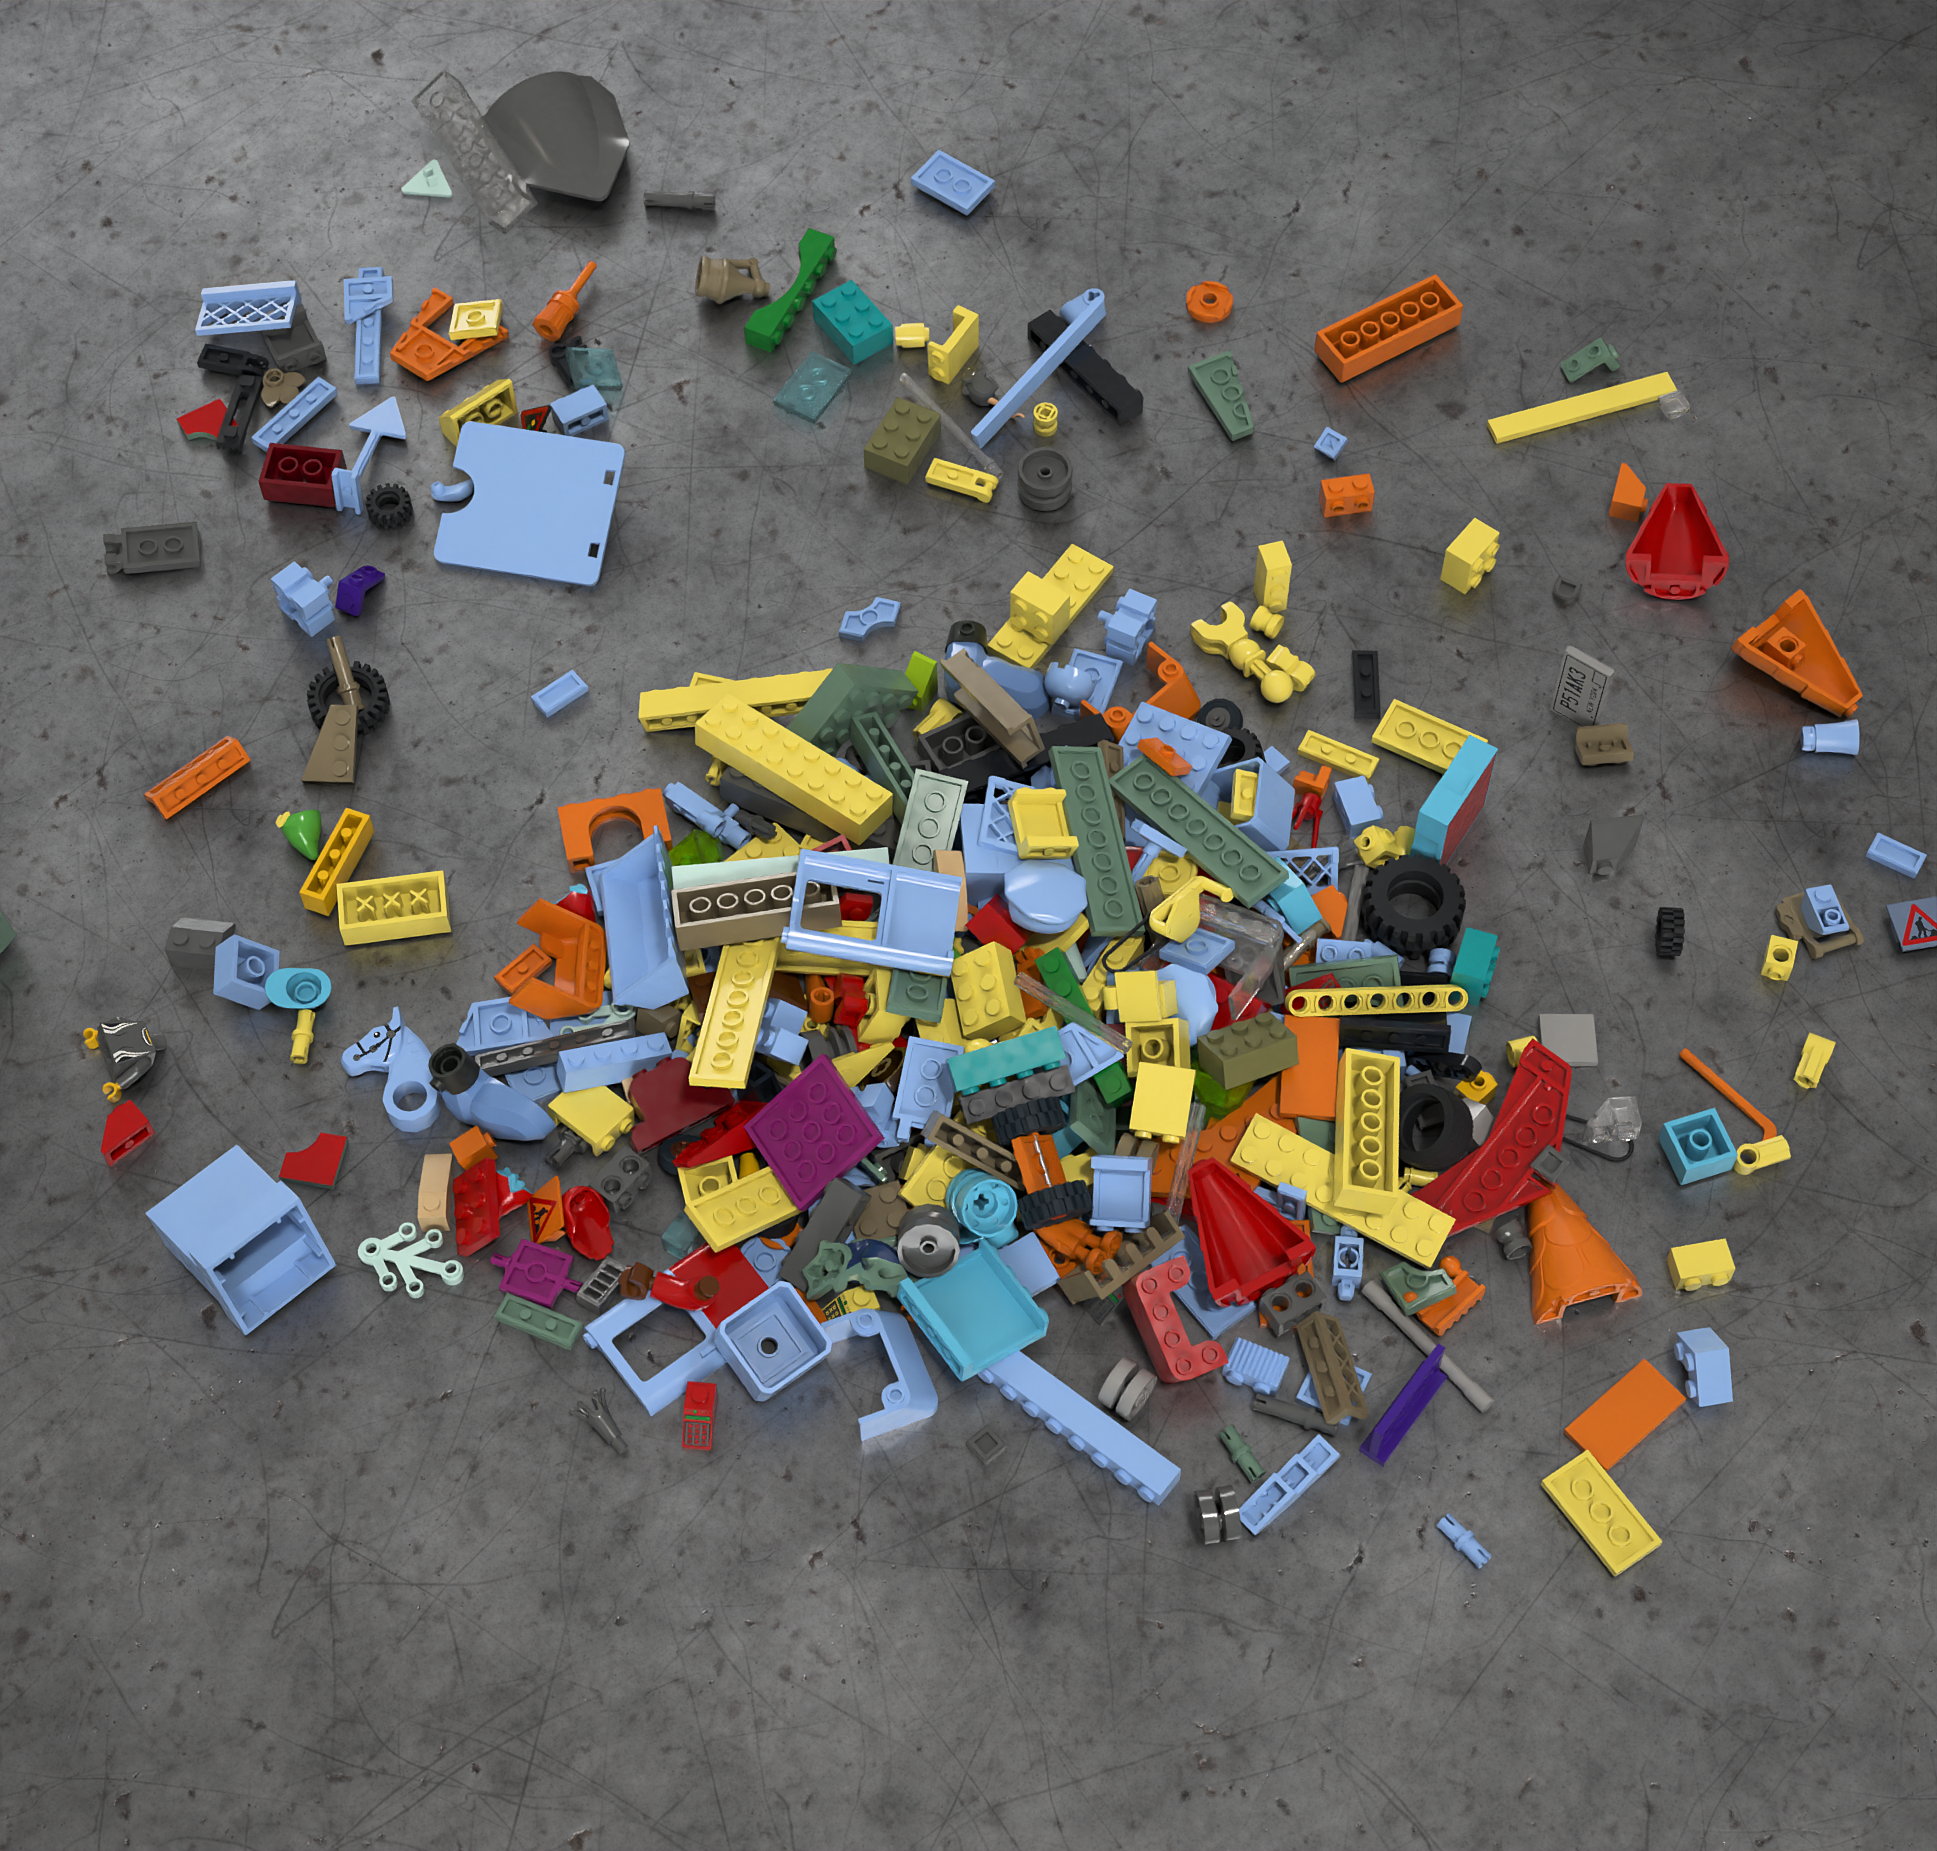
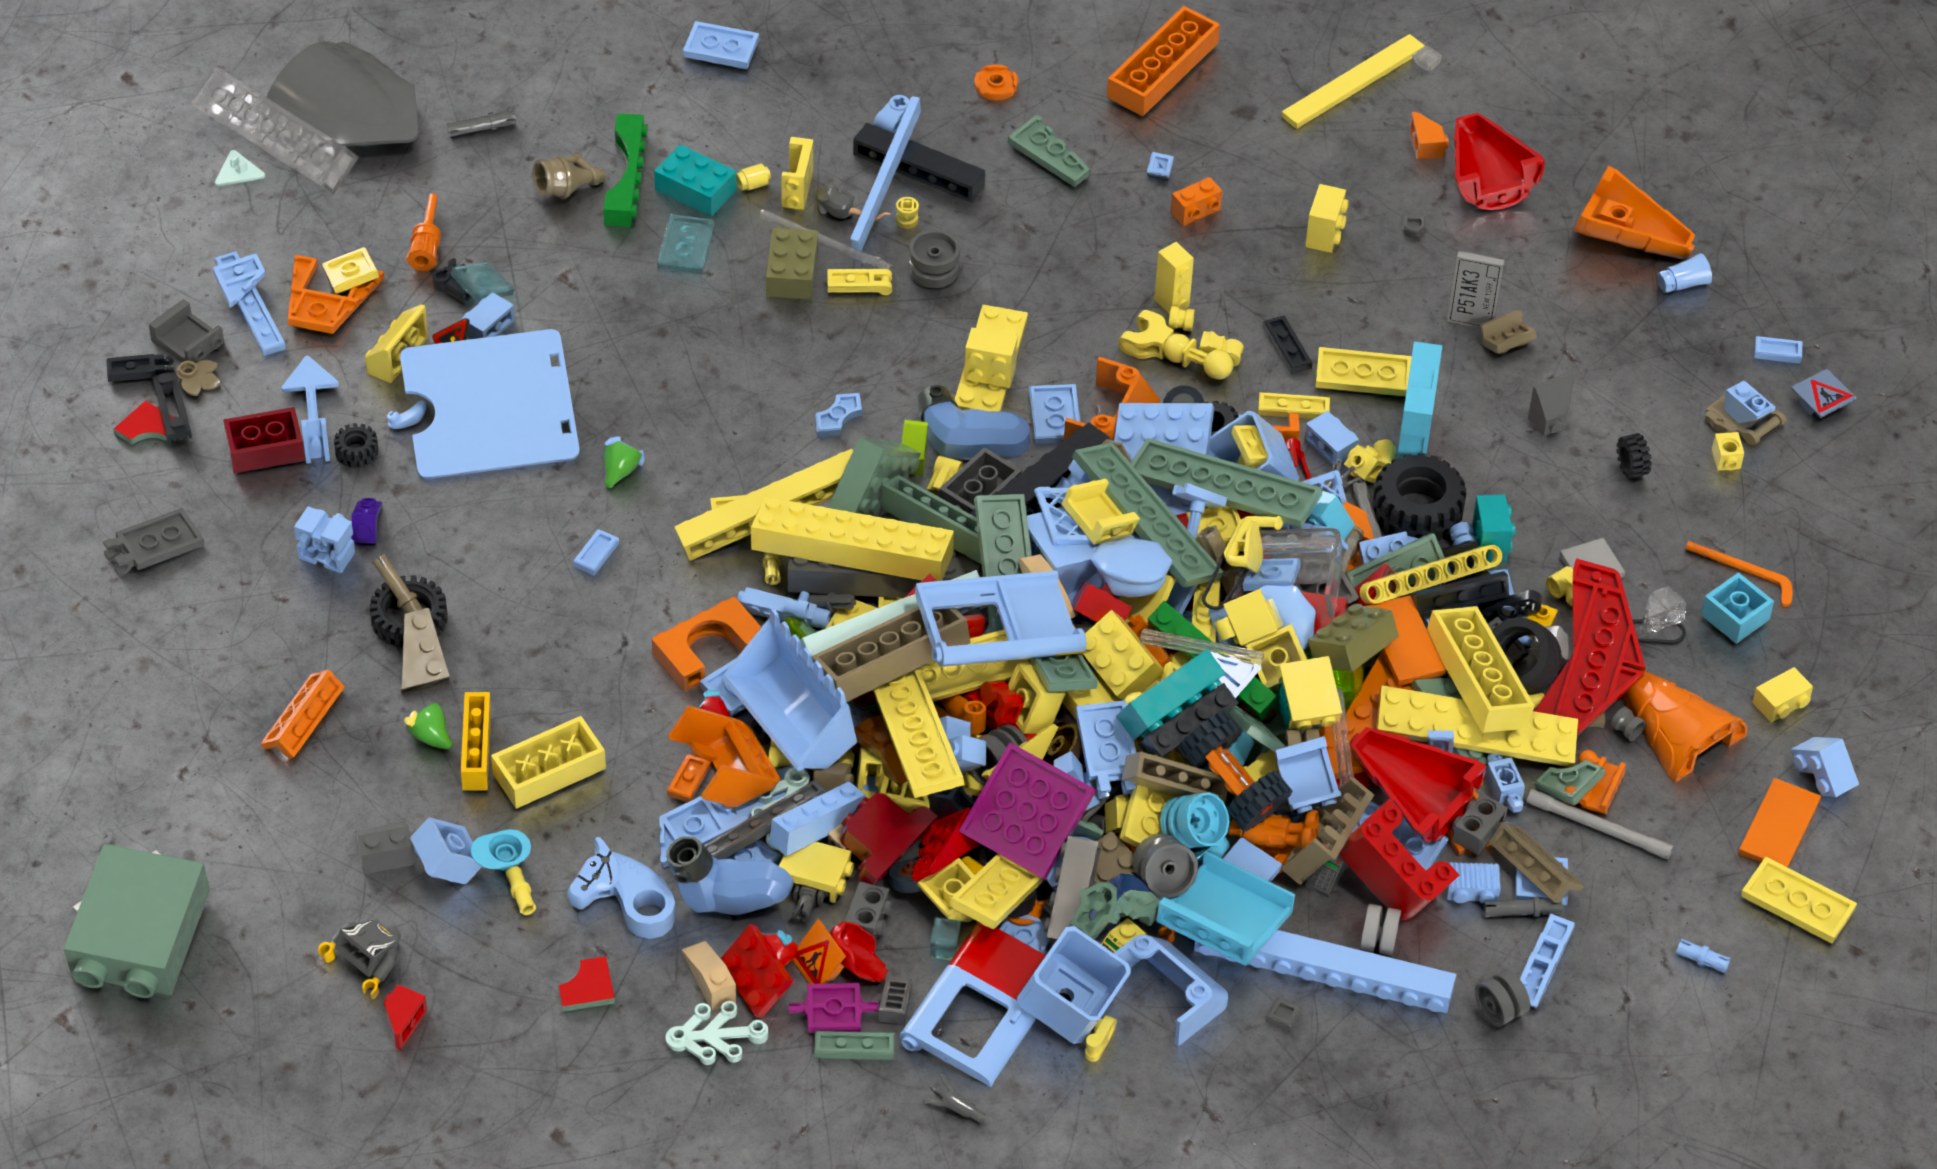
camera: 25 degrees left, 10 degrees down
(240, 299) = (124, 310): light blue fence -> none
(242, 1238) = (567, 1054): light blue piece -> none
(295, 414) = (224, 395): light blue plate -> none
(473, 1147) = (726, 927): orange brick -> none
(626, 604) = (620, 460): none -> bright green hat
(675, 1291) = (977, 975): piece -> none
(699, 1415) = (1034, 1068): red slope -> none
(790, 1398) = (1097, 1042): none -> light yellow plate
(994, 708) = (1004, 441): dark tan piece -> none
(1068, 685) = (1045, 412): light blue cylinder -> none
(1129, 626) = (1070, 352): light blue brick -> none
(1164, 756) = (1165, 436): orange plate -> none
(1242, 1453) = (1495, 950): sand green pin -> none
(1405, 1409) = (1607, 874): dark purple fence -> none
(1550, 1164) = (1635, 650): dark grey tile -> none
(1590, 358) = (1342, 40): sand green bracket -> none
(1762, 1154) = (1789, 599): light yellow piece -> none
(1815, 1056) = (1792, 514): light yellow piece -> none

